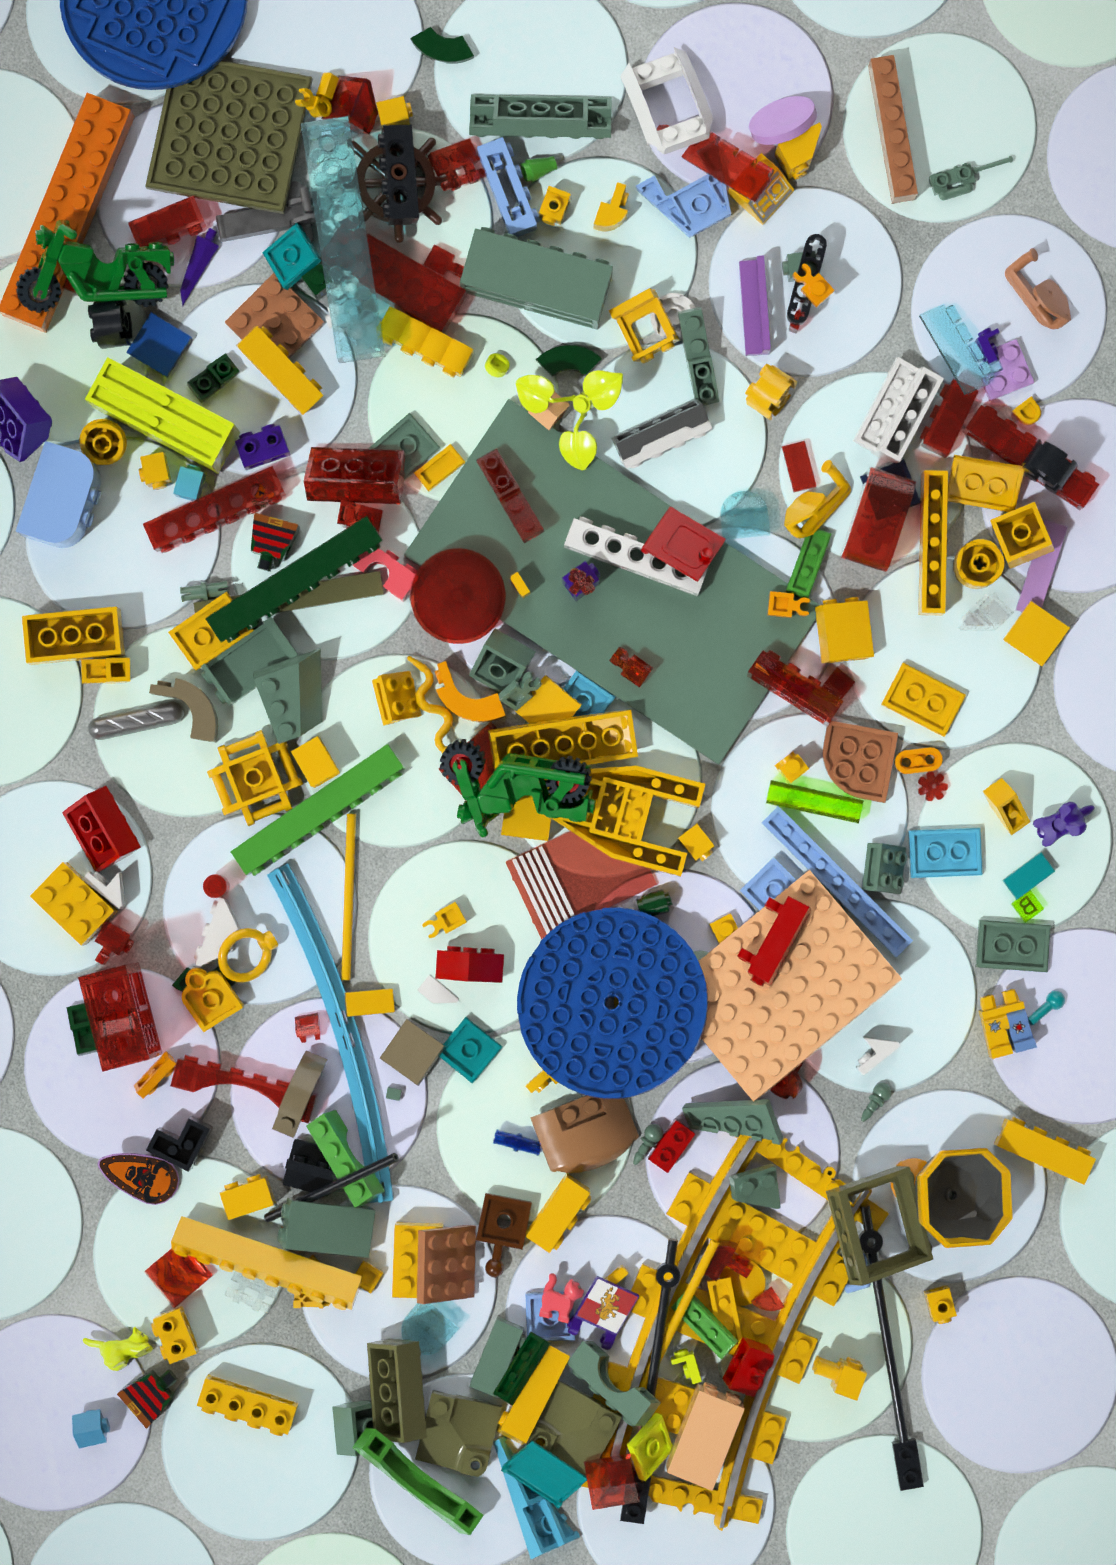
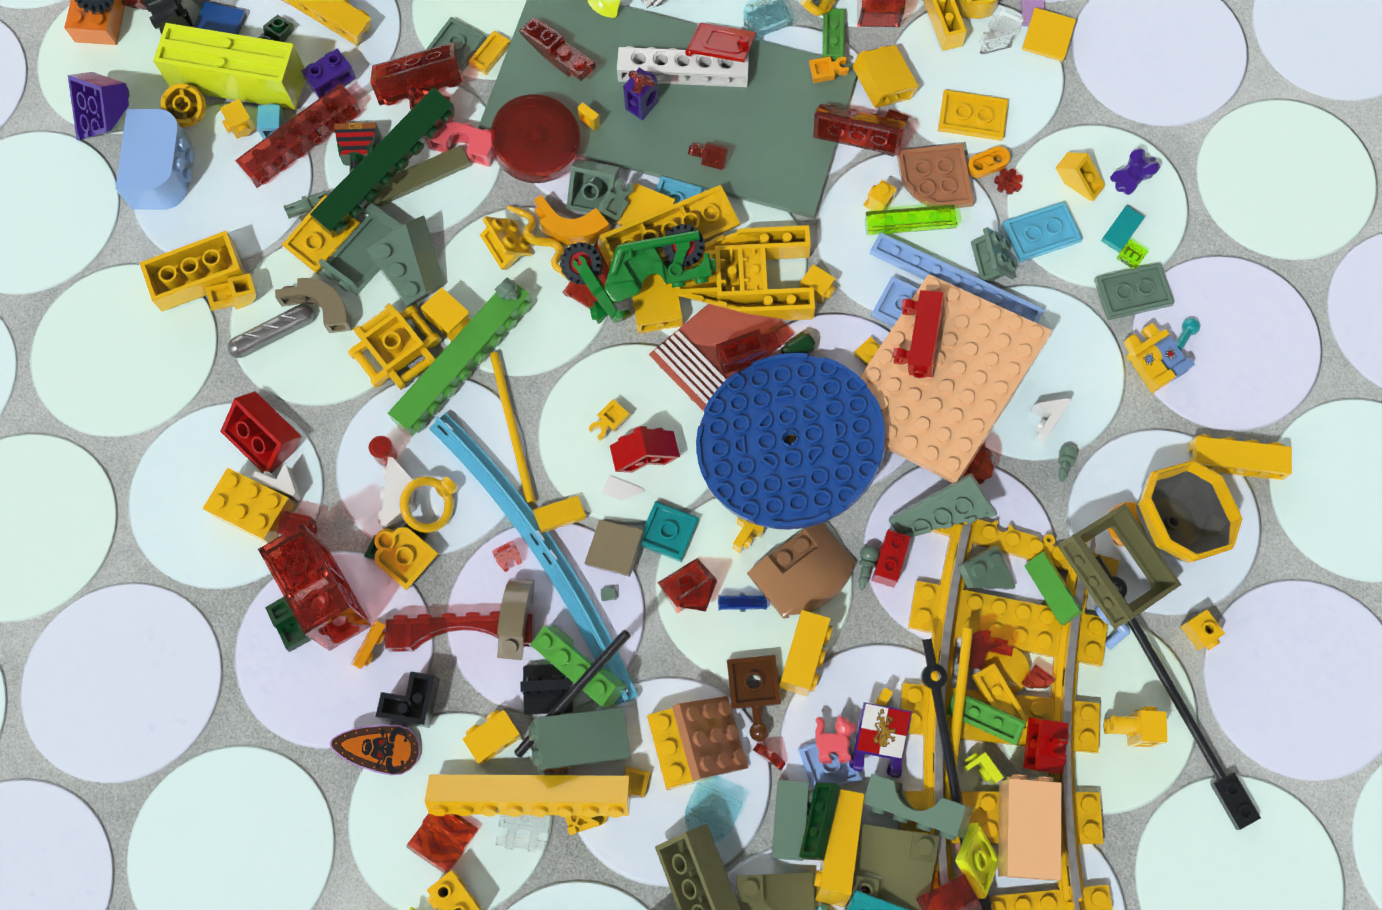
camera: 20 degrees left, 15 degrees down
(381, 759) = (507, 290): none -> sand green plate
(471, 1113) = (689, 587): none -> clear red slope
(495, 1292) = (769, 755): none -> clear red tile
(602, 894) = (746, 349): none -> clear red hinge
(812, 1224) = (1053, 588): none -> bright green tile

